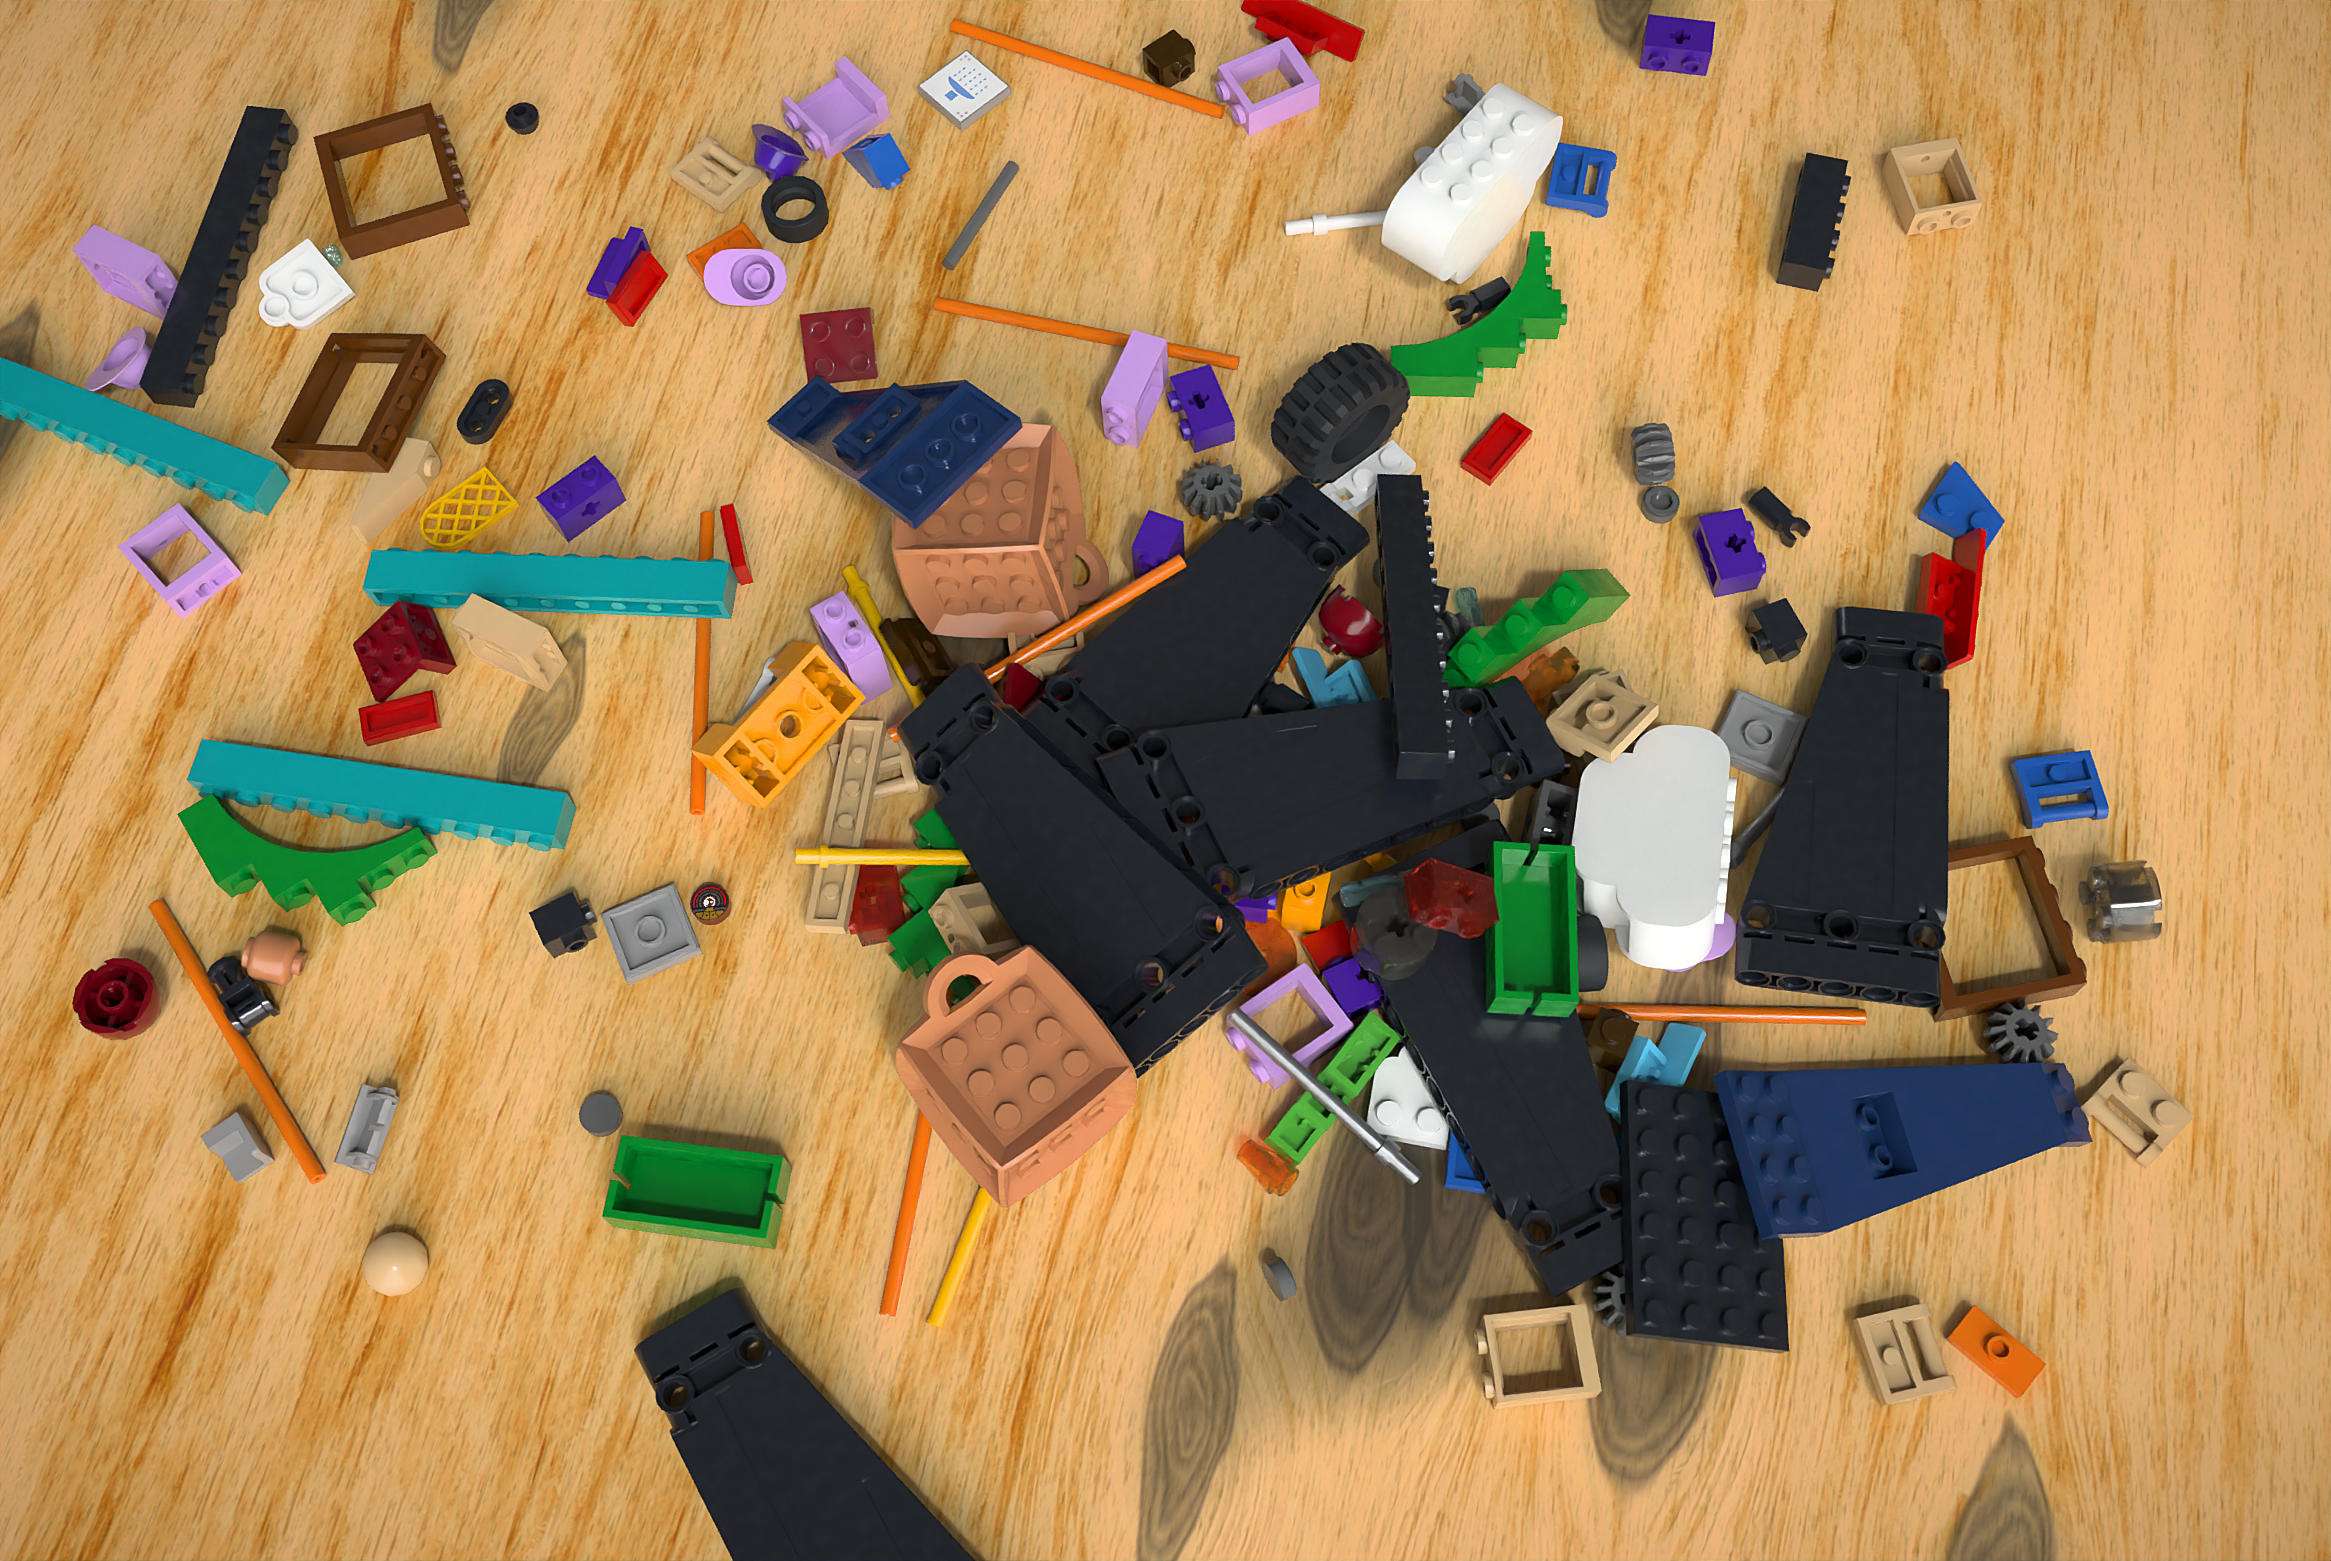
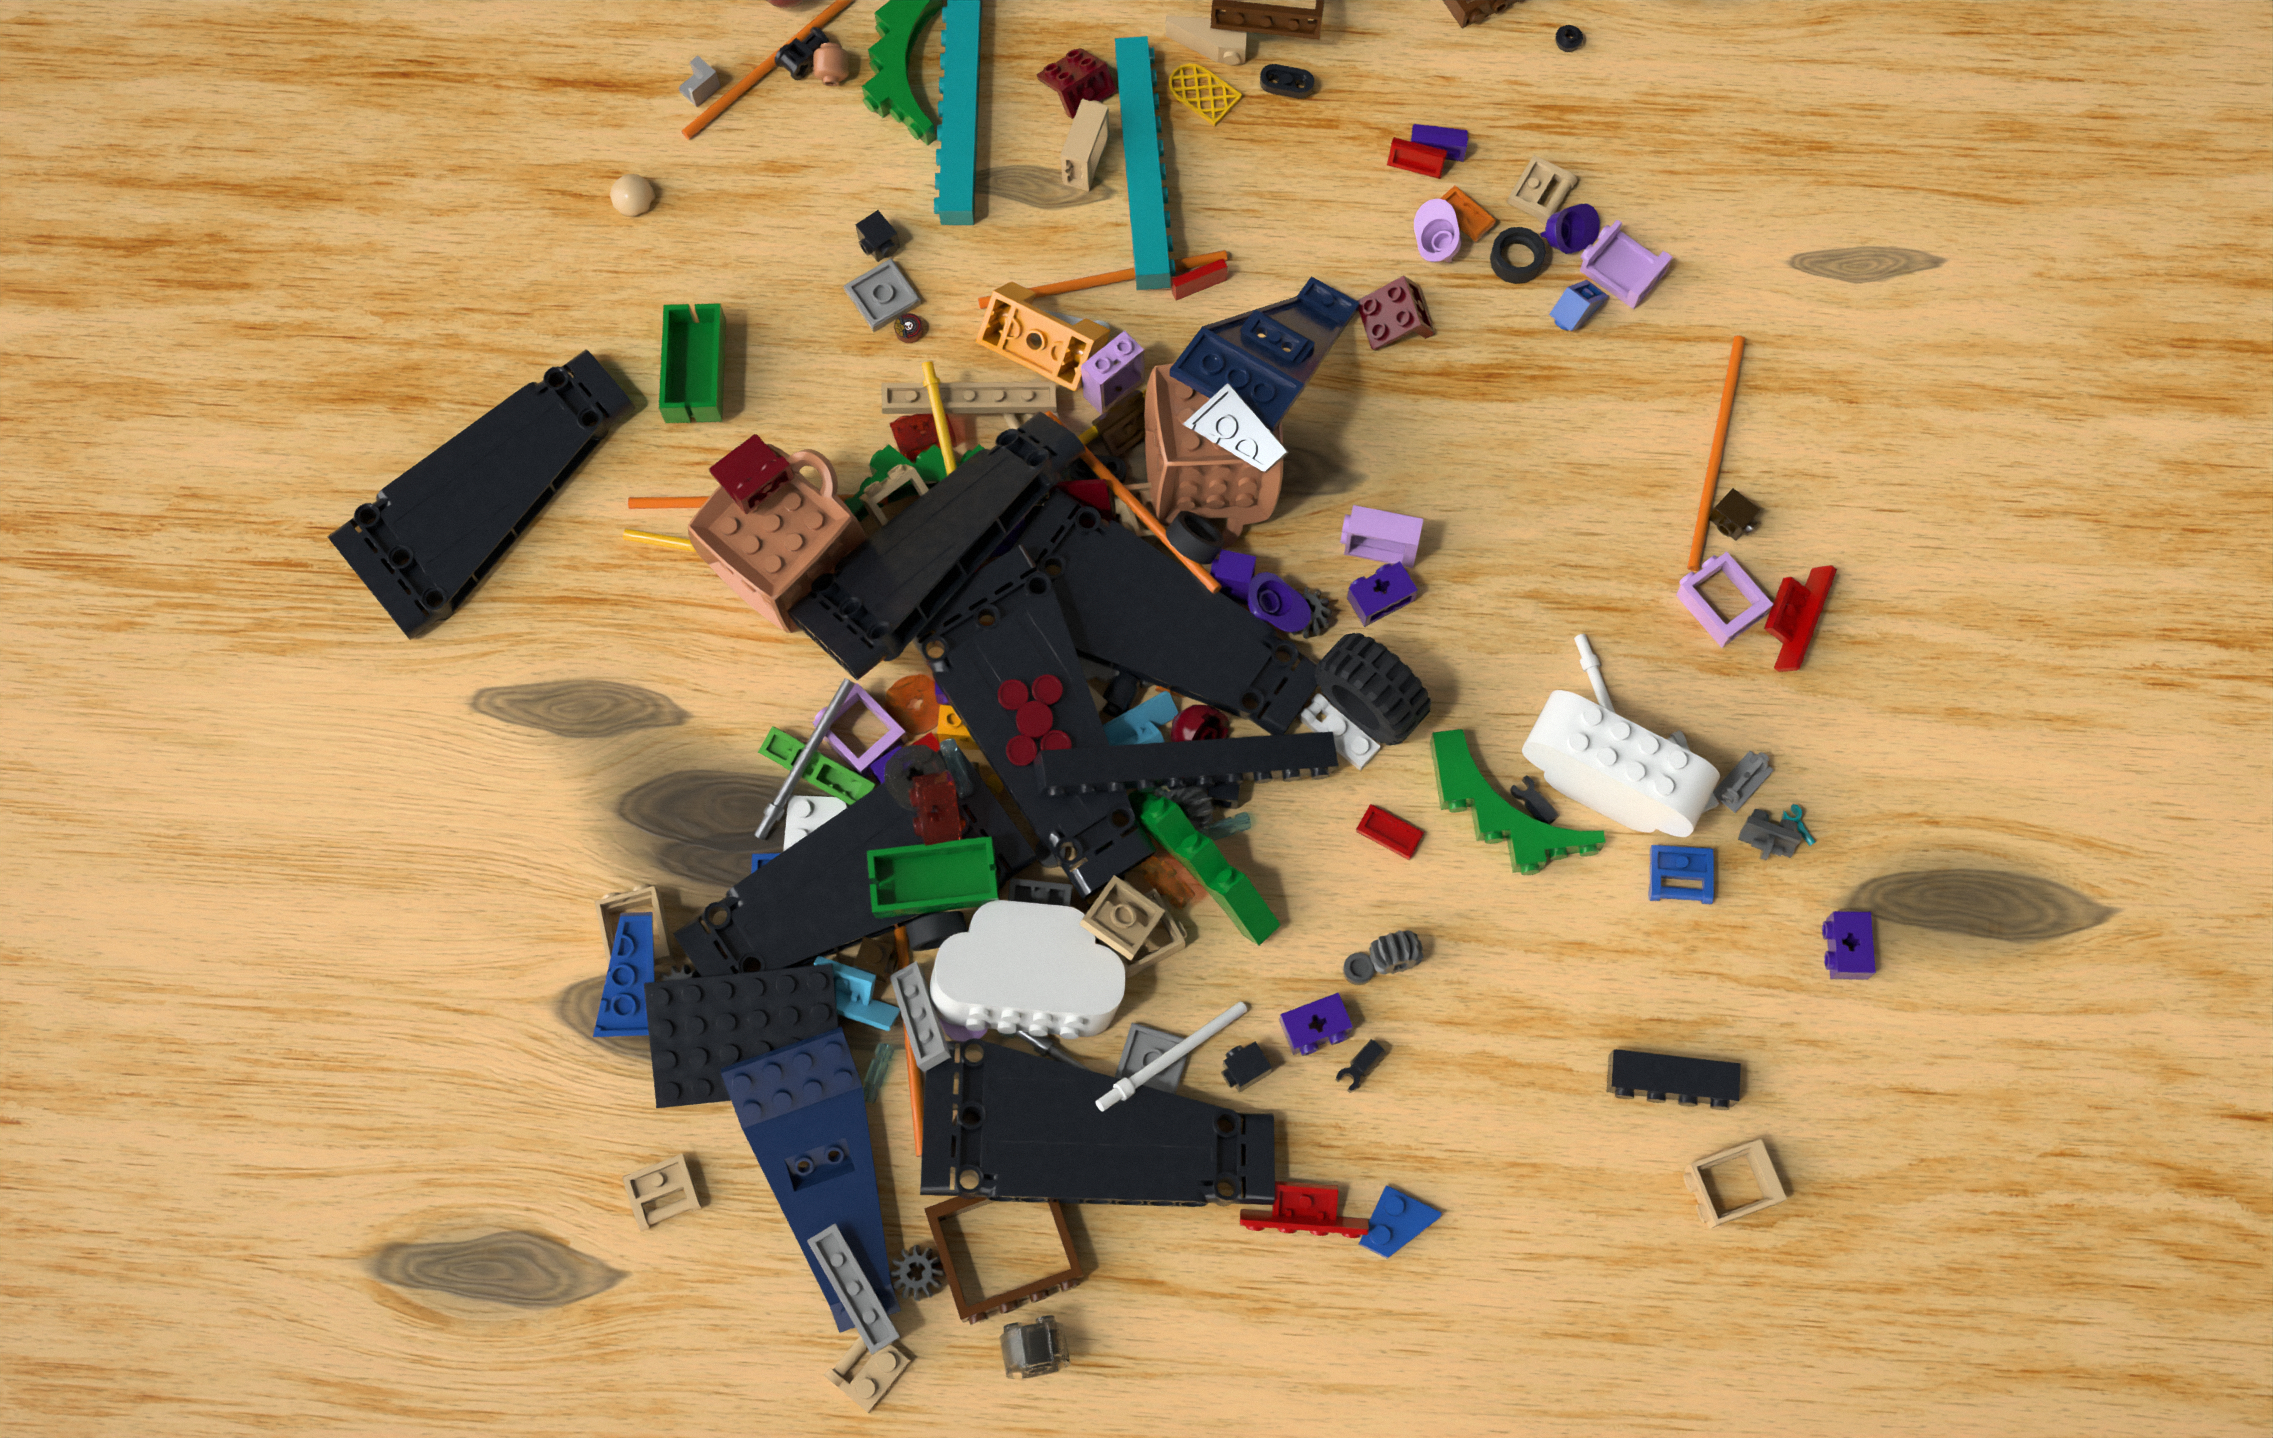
camera: 80 degrees right, 5 degrees up
(367, 1128) = (719, 154): light grey hinge -> none
(399, 718) = (1025, 93): red tile -> none
(581, 498) = (1219, 164): dark purple brick -> none
(601, 1115) = (746, 294): dark grey tile -> none
(947, 1062) = (751, 473): none -> dark red bracket
(964, 90) = (1670, 359): white tile -> none
(980, 215) = (1544, 396): dark grey bar -> none
(1014, 454) = (1237, 428): none -> wing
(1078, 331) = (1443, 498): orange piece -> none
(1109, 574) = (1195, 537): none -> black tyre
(1207, 504) = (1277, 603): none -> dark purple piece
(1269, 1168) = (752, 733): clear orange cone -> none
(1279, 1278) = (674, 750): dark grey tile -> none
(1337, 776) = (1033, 718): none -> dark red piece
(1529, 70) = (1796, 810): none -> teal hand
(1551, 86) = (1769, 837): none -> dark grey hips
(1636, 1369) = (630, 966): none -> blue wing
(1706, 976) = (920, 1017): none -> light grey plate
(1749, 1056) = (877, 1072): none -> clear light blue axle
(1810, 746) = (1126, 1087): none -> white bar
(1995, 1351) = (671, 1260): orange plate -> none
(2052, 1103) = (853, 1289): none -> light grey plate
(2056, 777) = (1147, 1302): blue plate -> none

